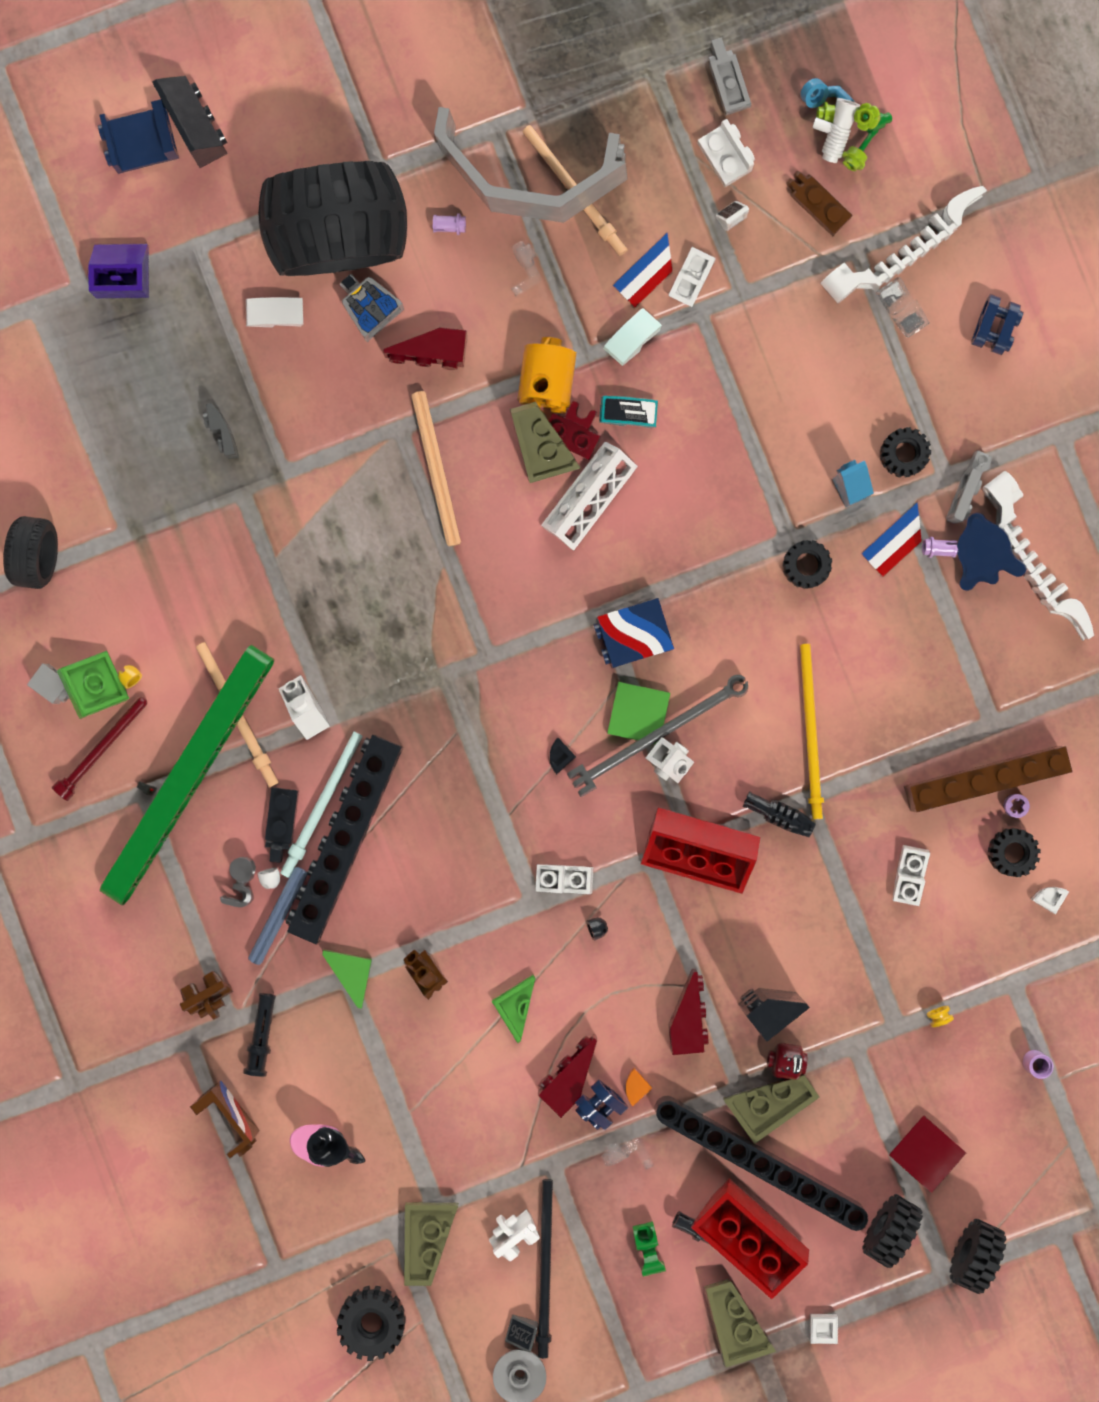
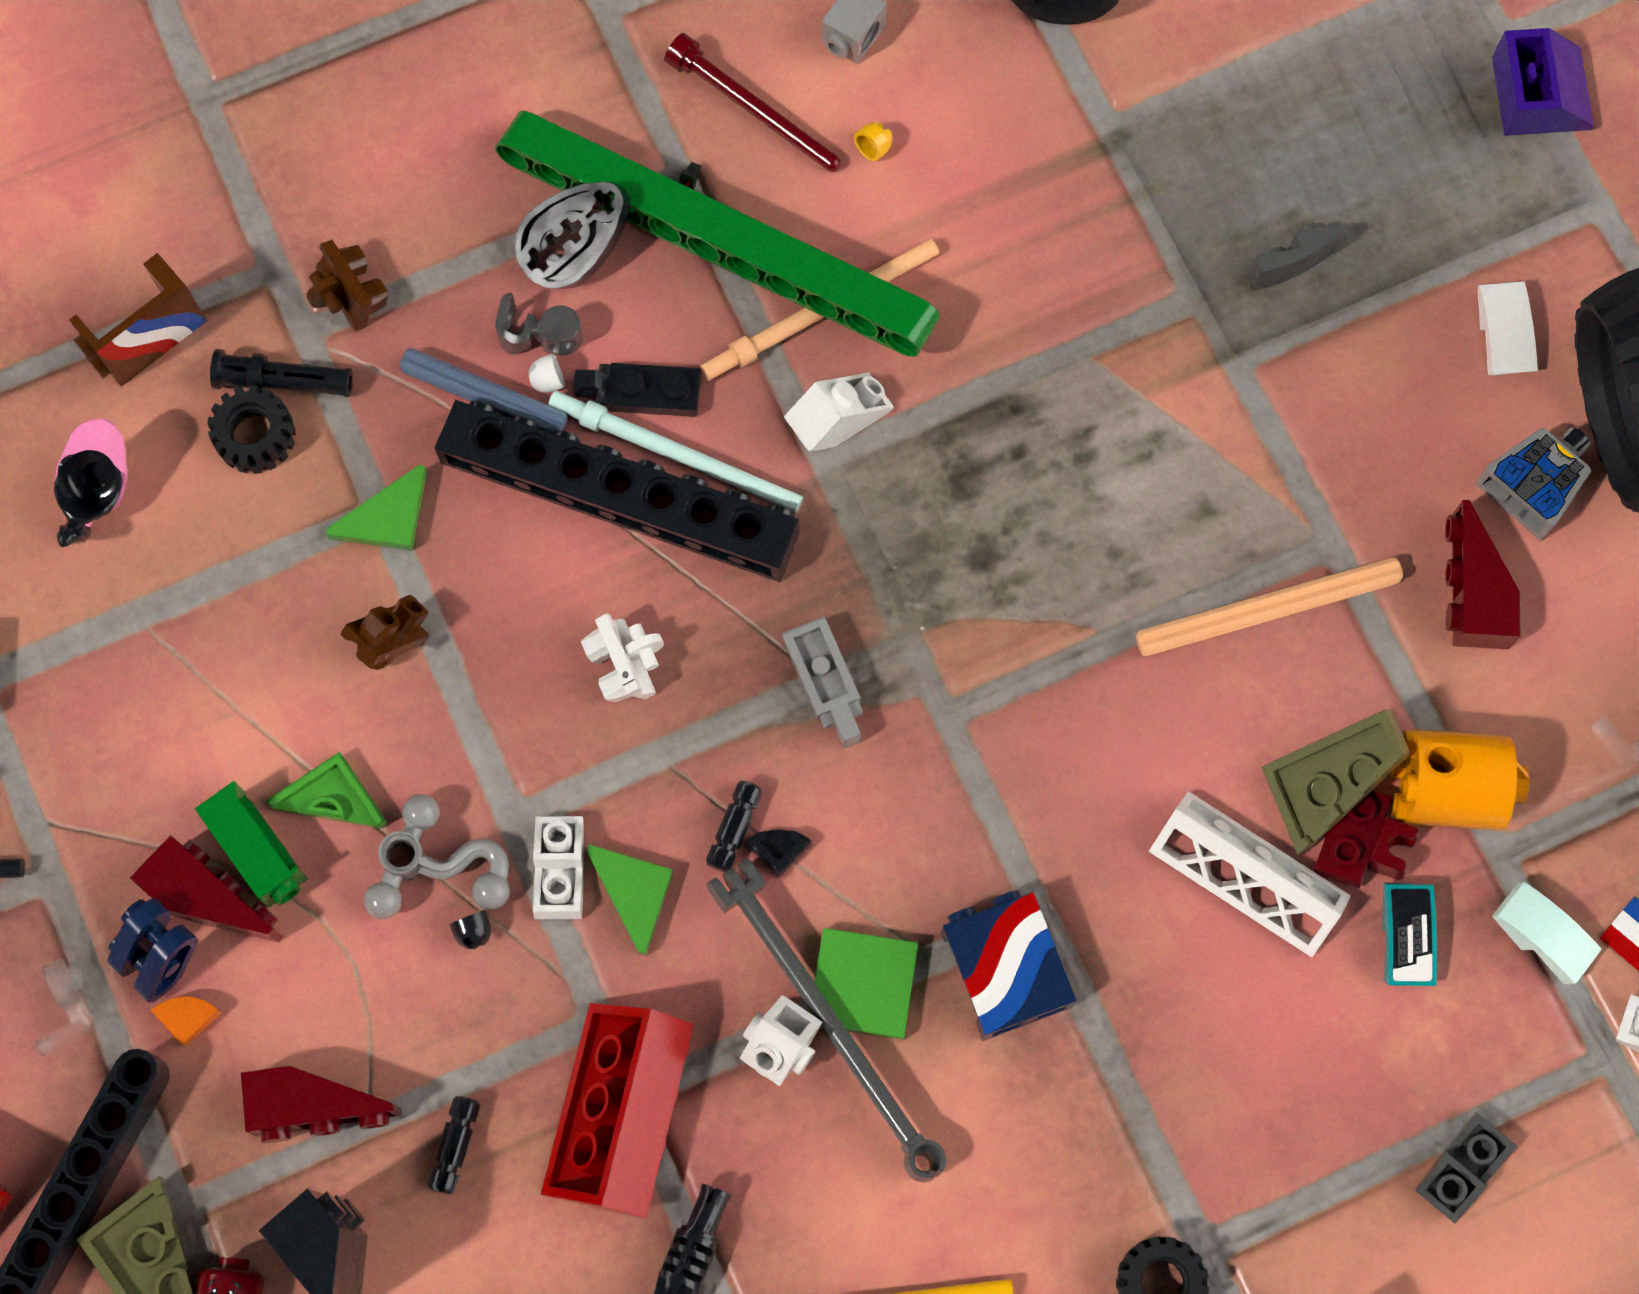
camera: 85 degrees right, 15 degrees down
(92, 684) = (856, 82): bright green tile -> none
(173, 868) = (552, 219): none -> piece
(286, 1067) = (238, 408): none -> black tyre
(444, 835) = (631, 654): none -> white hips
(464, 724) = (825, 678): none -> light grey hinge
(531, 955) = (420, 814): none -> light grey piece
(544, 1050) = (251, 845): none -> green window
(546, 780) = (734, 826): none -> black axle
(580, 836) = (635, 890): none -> bright green tile
(714, 940) = (453, 1145): none -> black axle
(755, 396) = (1465, 1167): none -> dark grey slope

